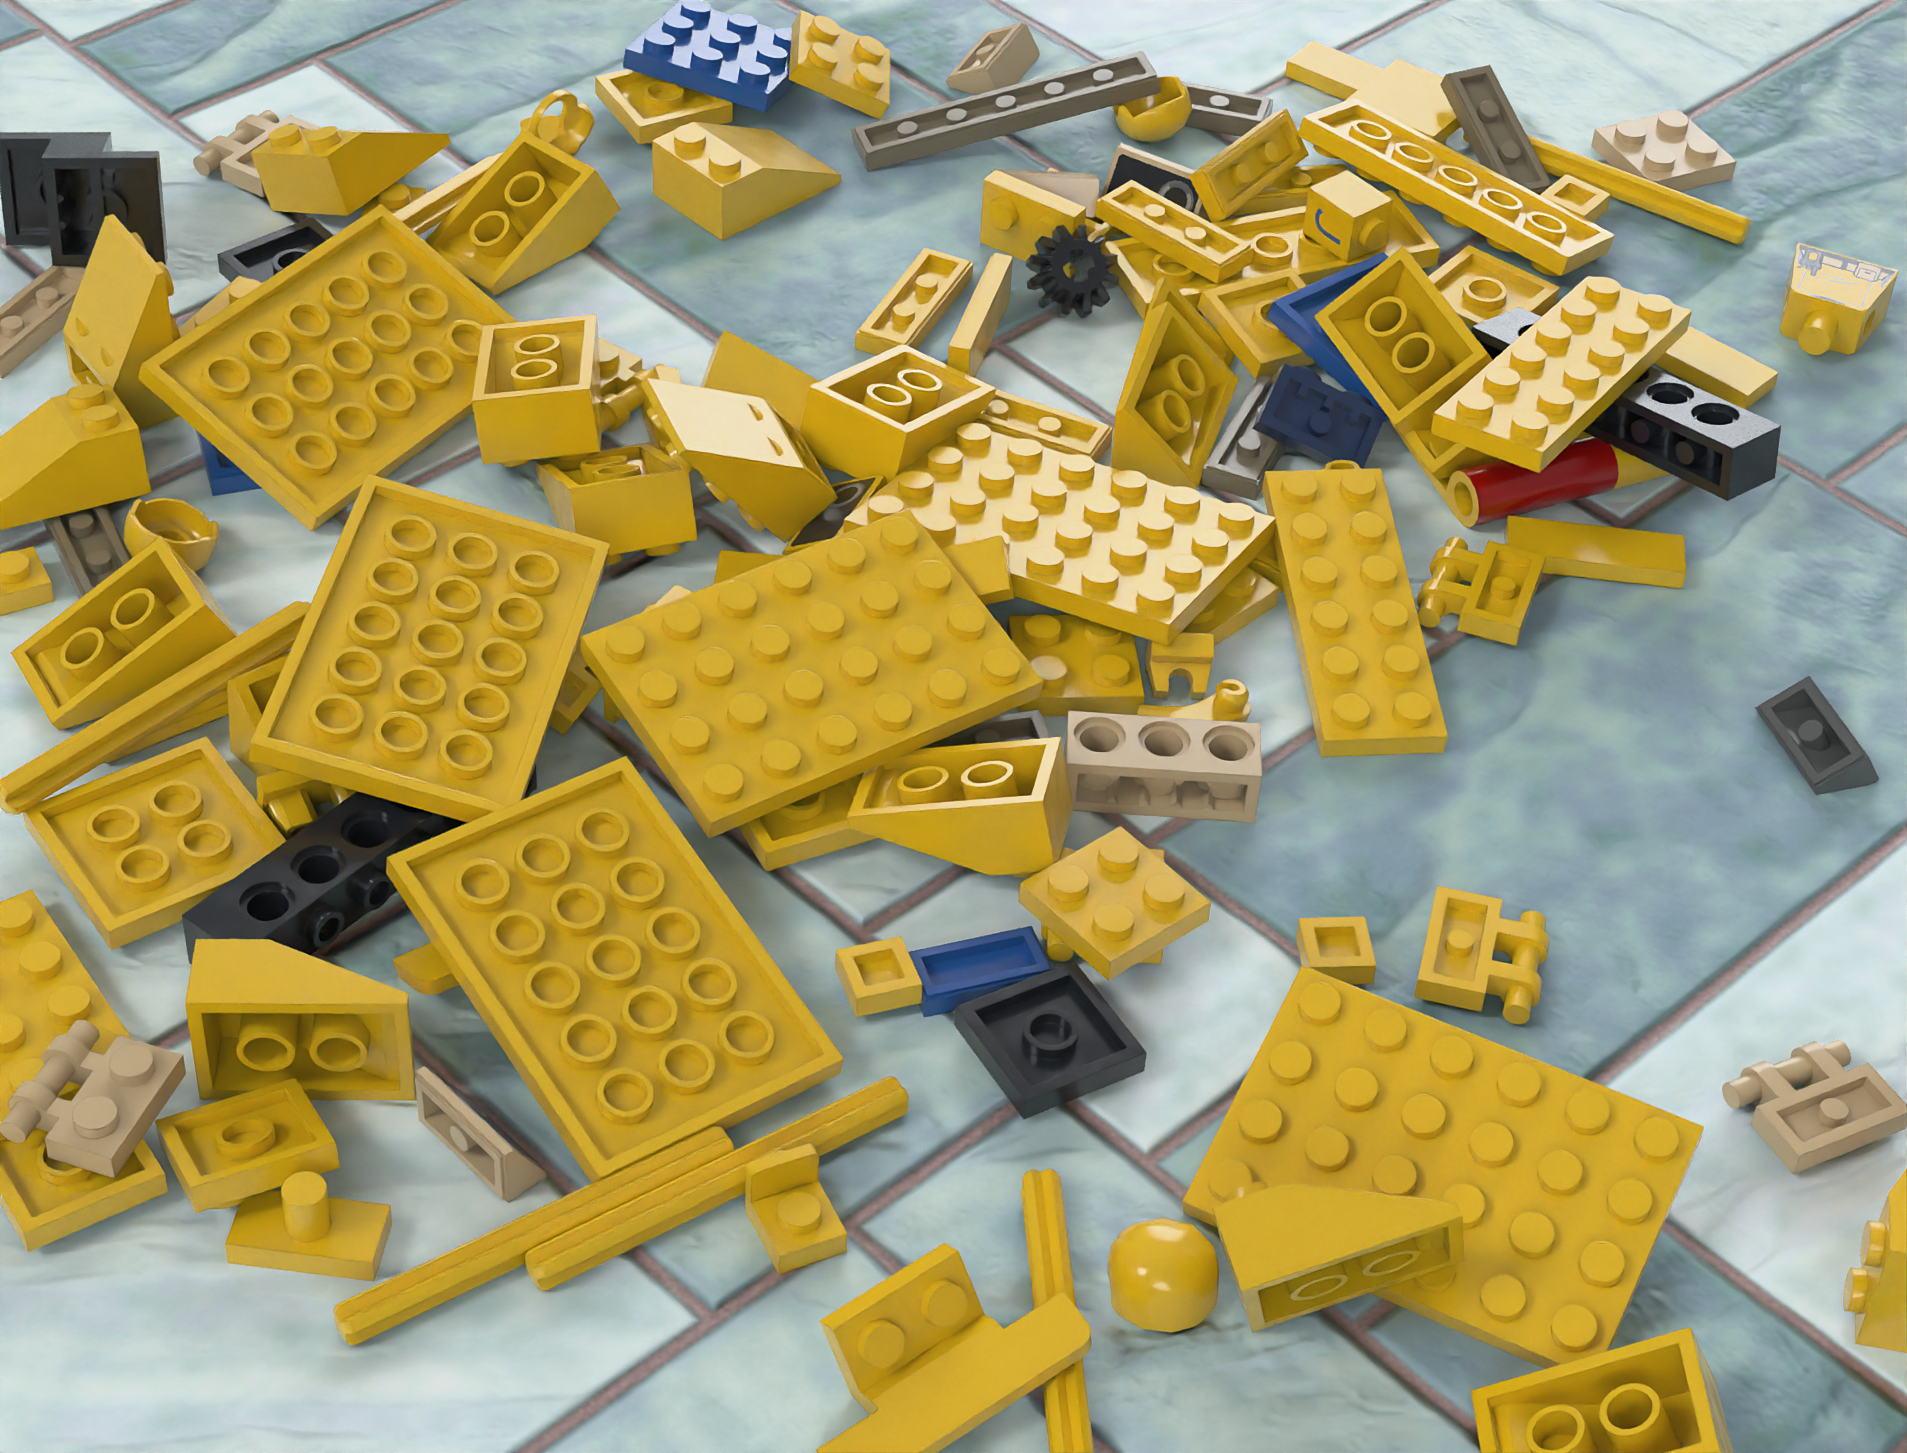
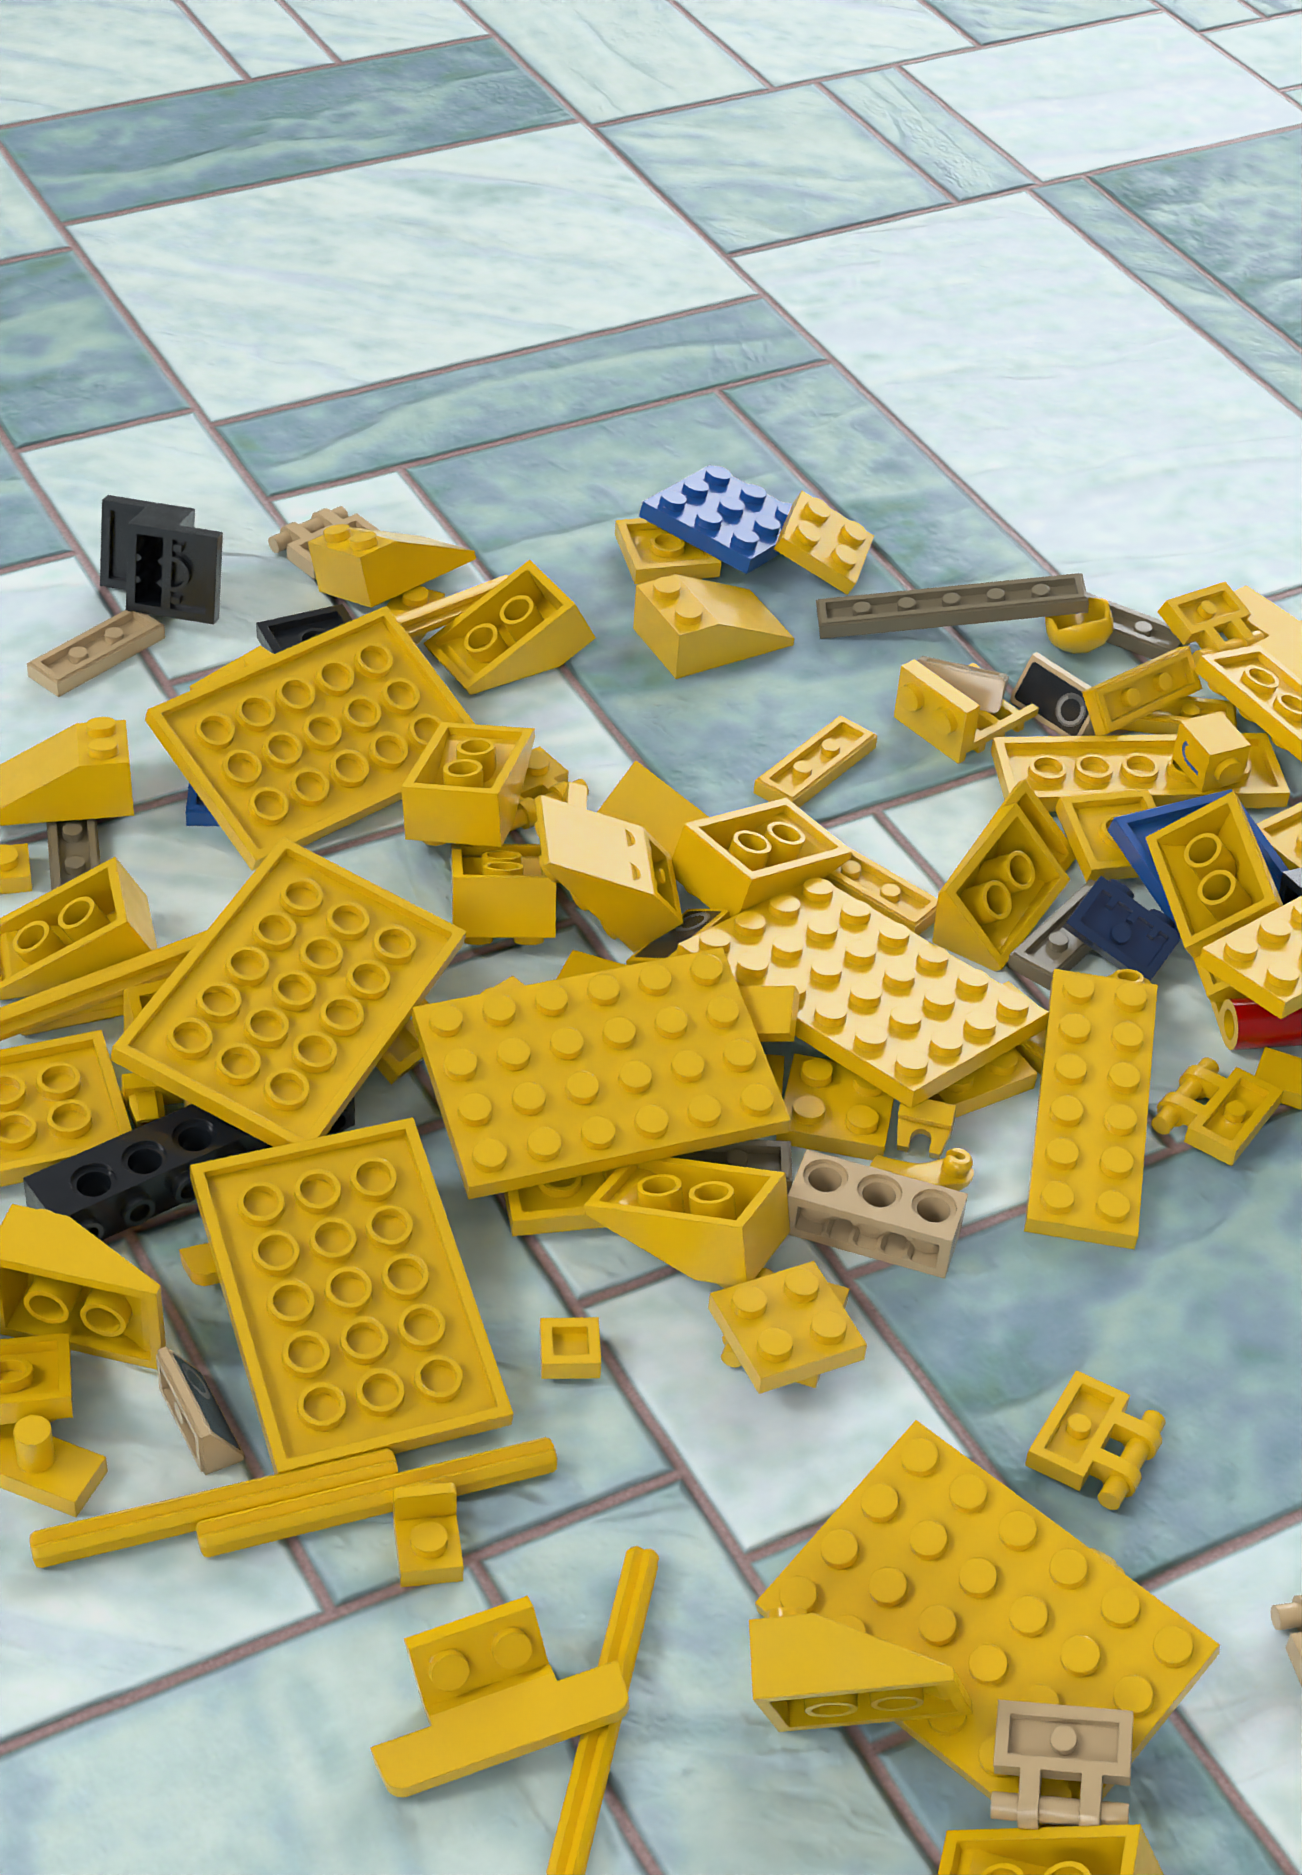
camera: 15 degrees right, 0 degrees up
(121, 321) = (148, 671): yellow slope -> none
(177, 523) = (139, 850): yellow hair -> none
(562, 132) = (567, 565): yellow piece -> none
(976, 967) = (659, 1360): blue tile -> none
(982, 316) = (864, 787): yellow tile -> none
(995, 60) = (963, 559): tan slope -> none
(1049, 1039) = (694, 1434): black plate -> none
(1058, 287) = (967, 772): black gear -> none
(1163, 1275) = (711, 1665): yellow hair -> none
(1174, 231) = (1057, 739): yellow tile -> none
(1291, 79) = (1204, 615): none -> yellow plate
(1337, 948) = (968, 1409): yellow plate -> none
(1576, 1267) = (1061, 1745): none -> tan plate

